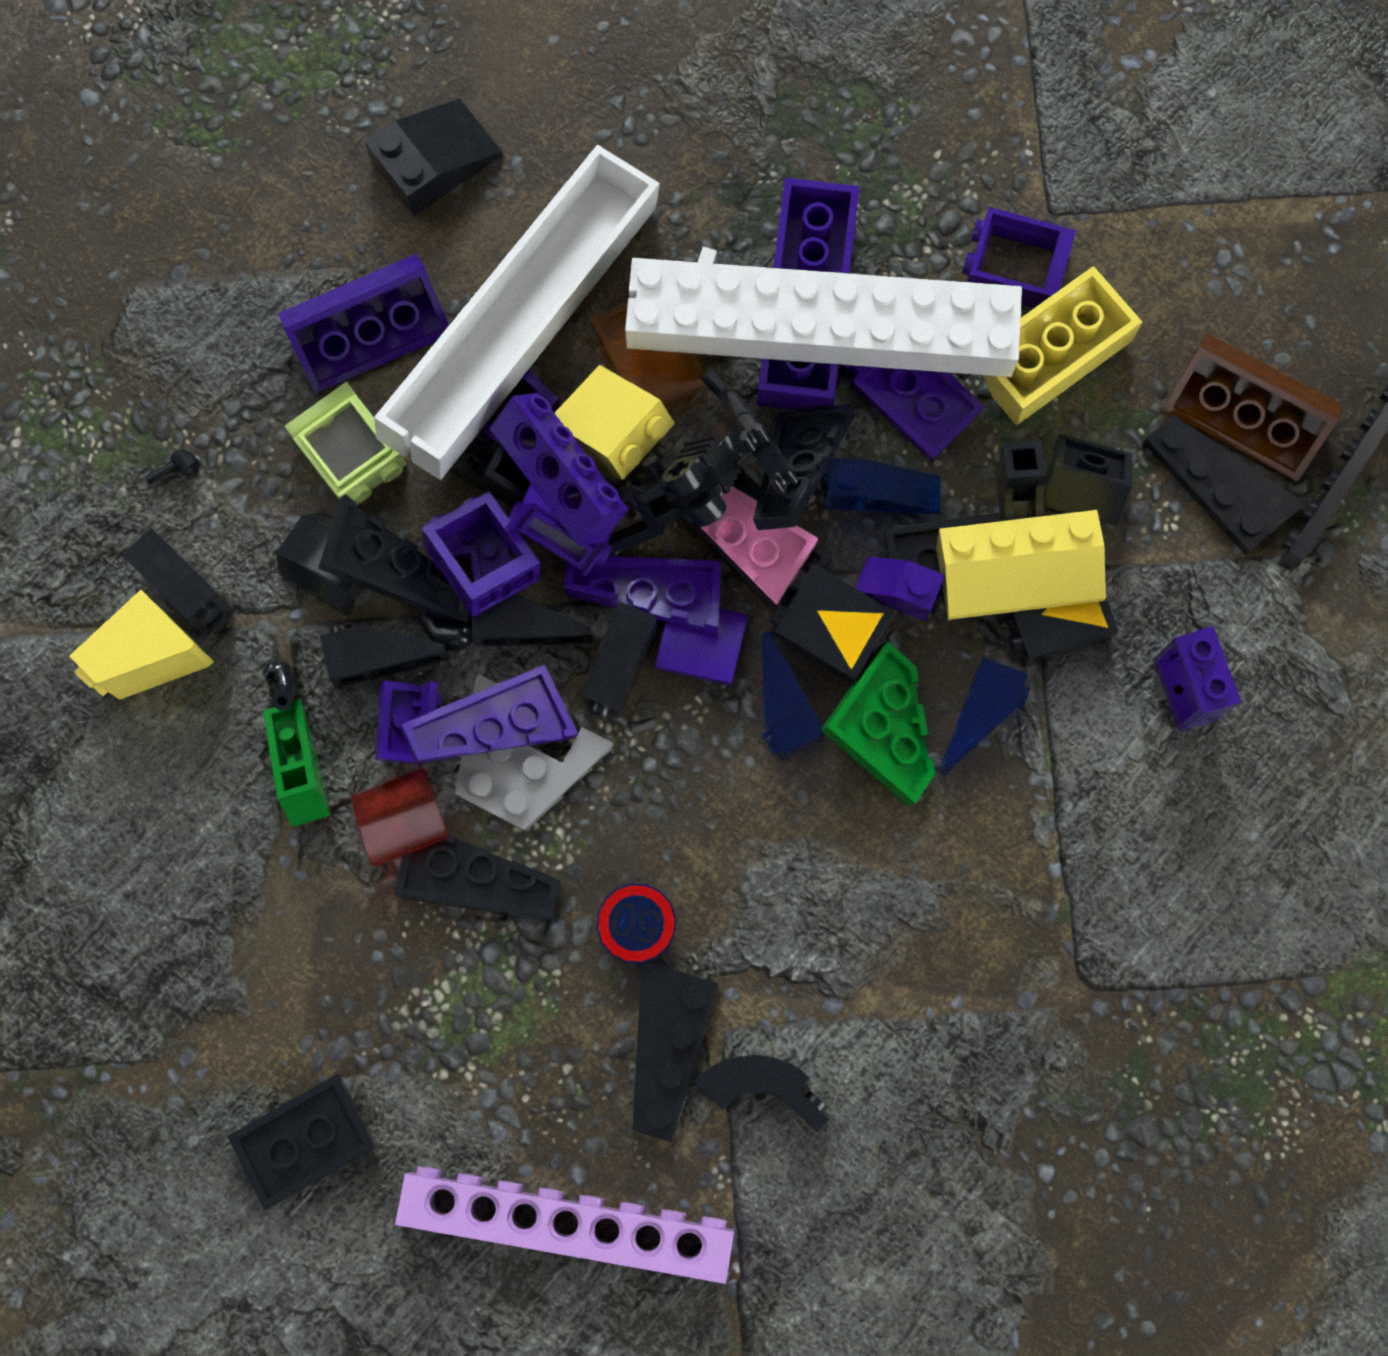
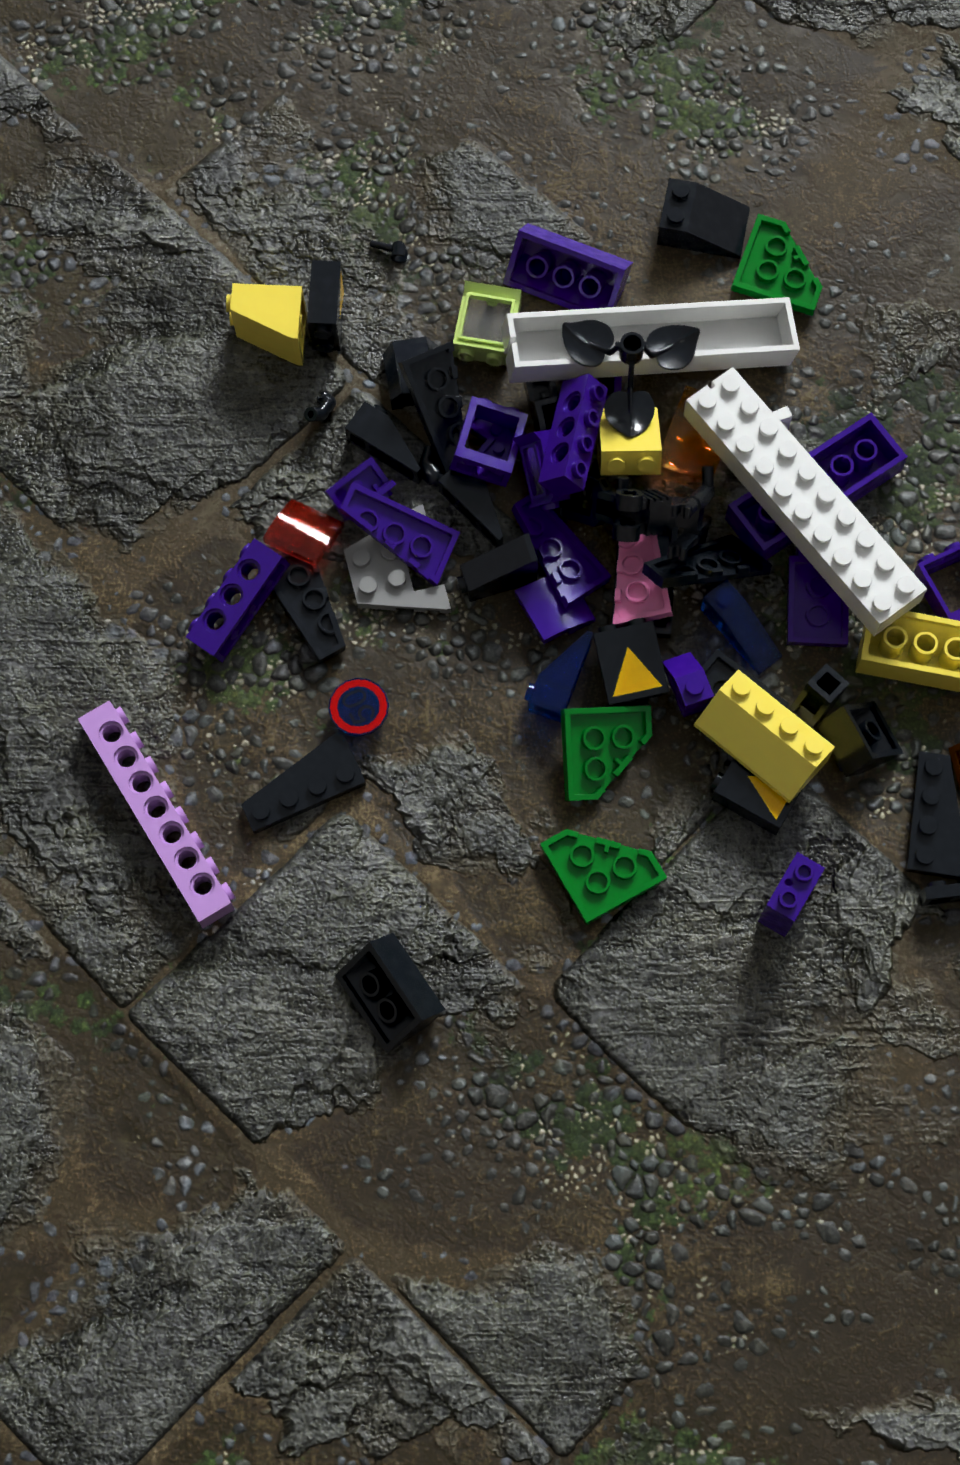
camera: 50 degrees right, 5 degrees down
(295, 765) = (282, 453): green slope -> none
(302, 1141) = (81, 636): black plate -> none
(412, 1011) = (238, 616): none -> dark purple brick
(547, 130) = (776, 267): none -> green plate
(554, 293) = (592, 339): none -> black plant
(767, 1074) = (326, 838): black arch -> none
(958, 1147) = (389, 991): none -> black slope
(989, 703) = (662, 795): clear blue slope -> none
(1010, 837) = (600, 872): none -> green plate

